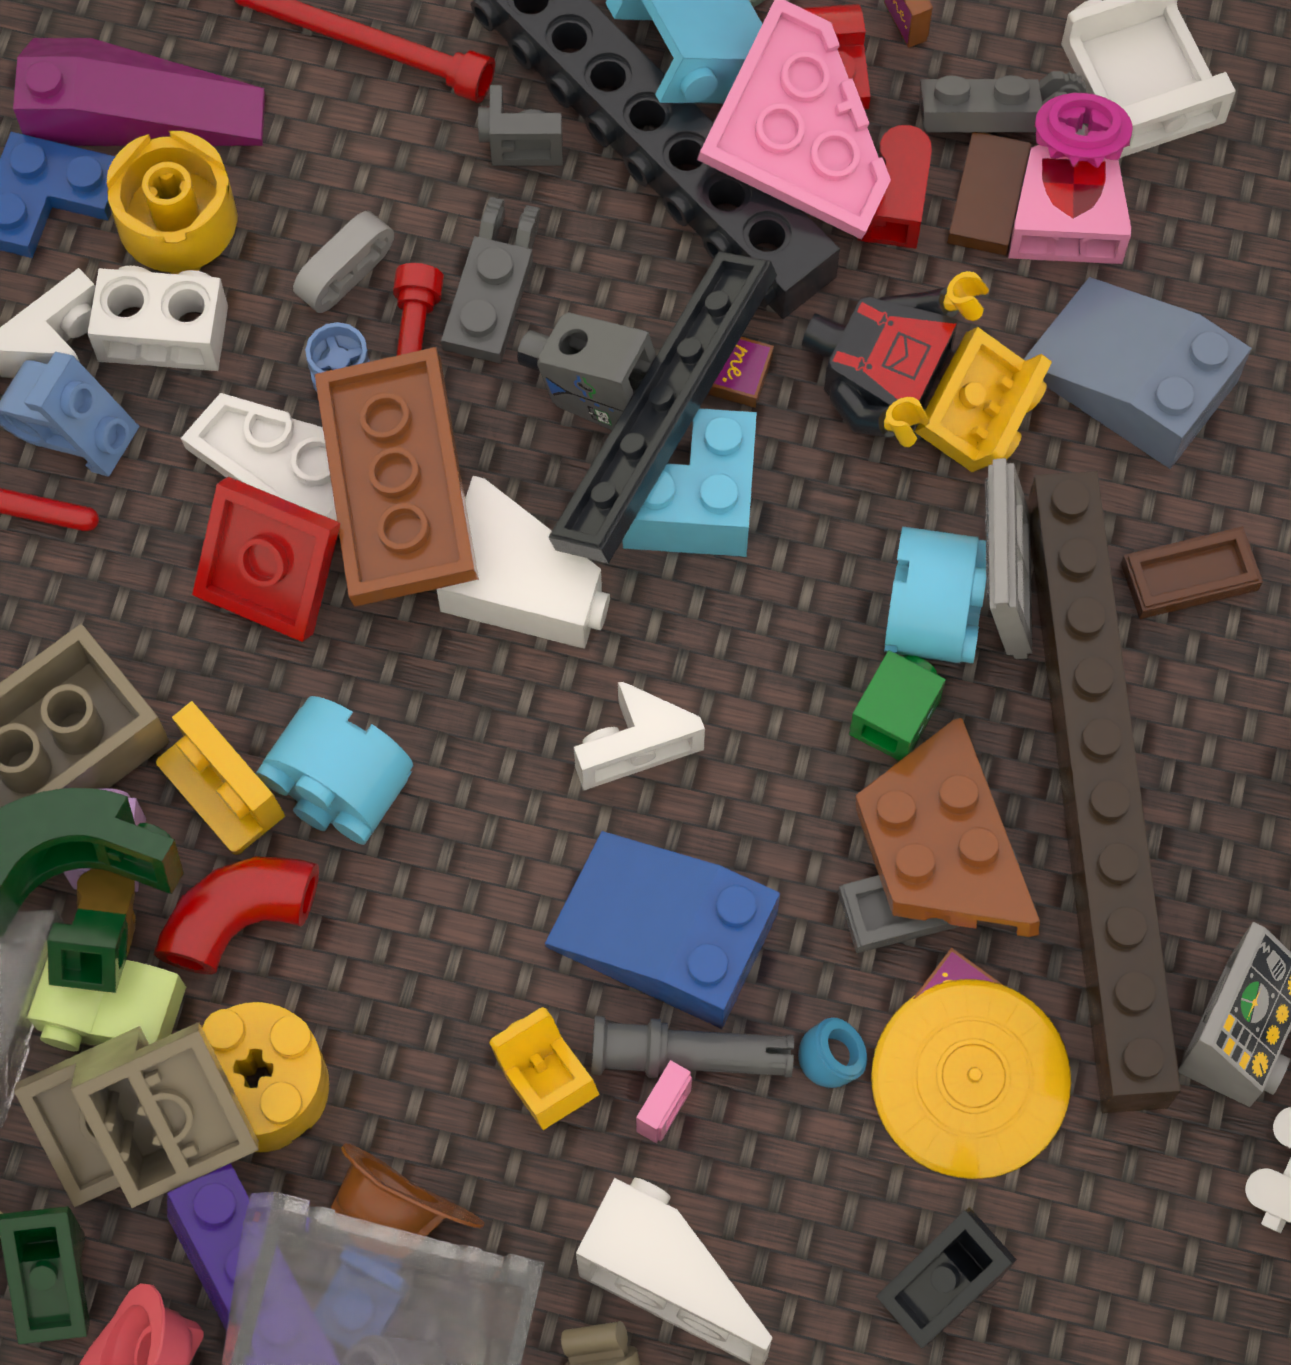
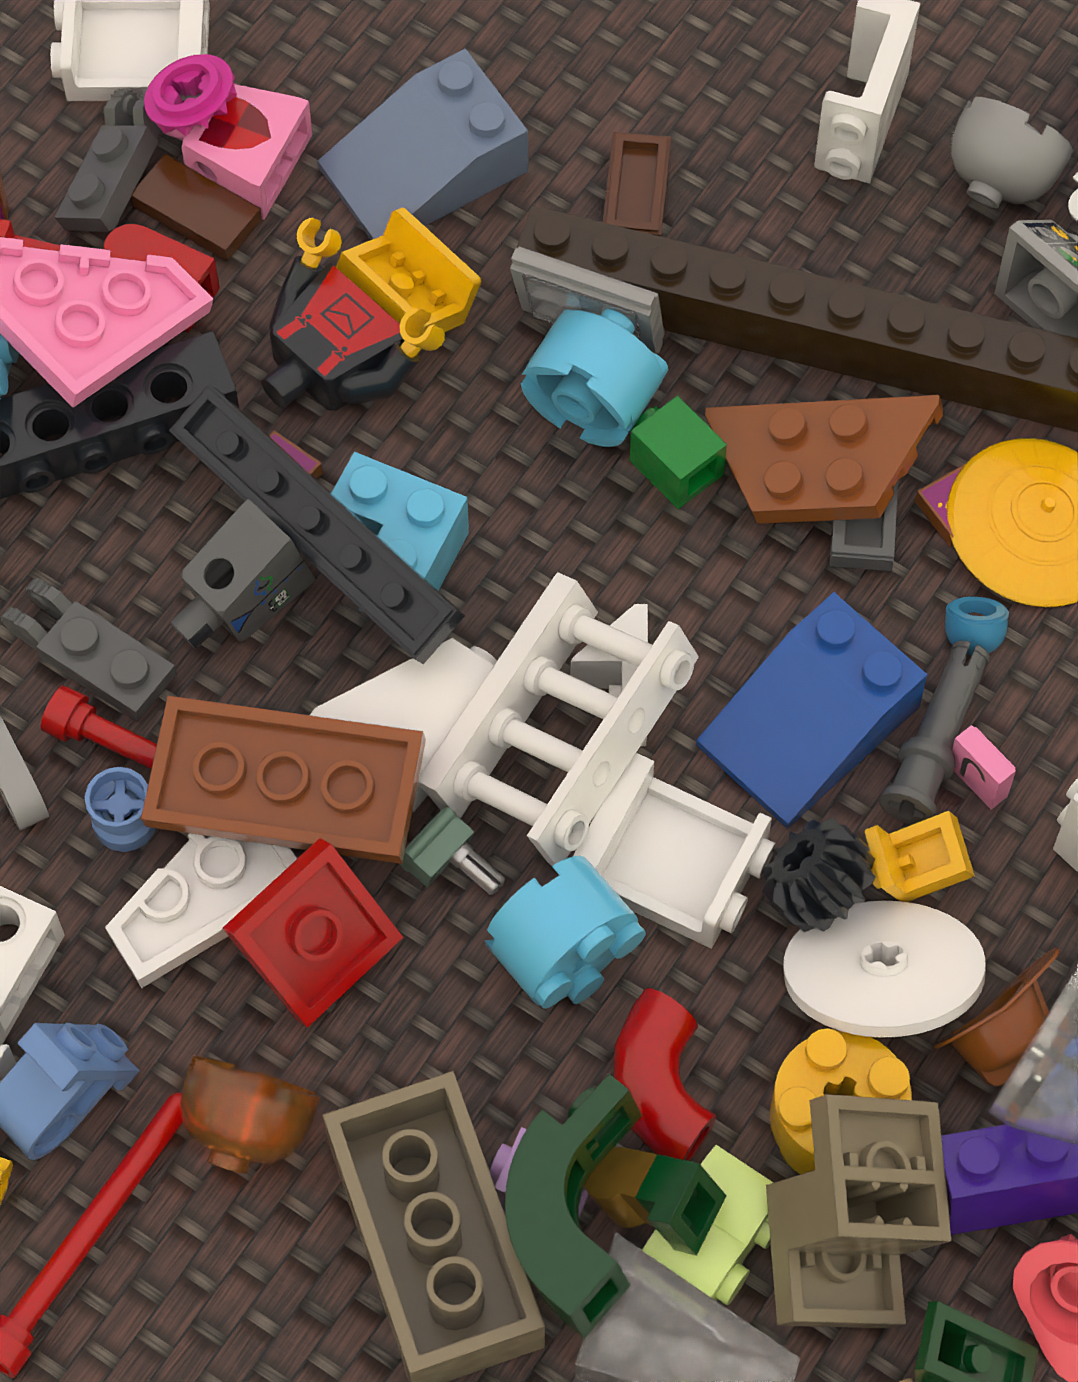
camera: 70 degrees left, 5 degrees down
(85, 566) = (244, 1113): none -> clear orange cylinder
(218, 782) = (523, 1052): yellow bracket -> none
(409, 645) = (447, 842): none -> sand green piece
(414, 1118) = (886, 970): none -> white piece
(471, 844) = (675, 854): none -> white panel
(481, 979) = (818, 875): none -> black gear
(556, 640) = (512, 690): none -> white fence

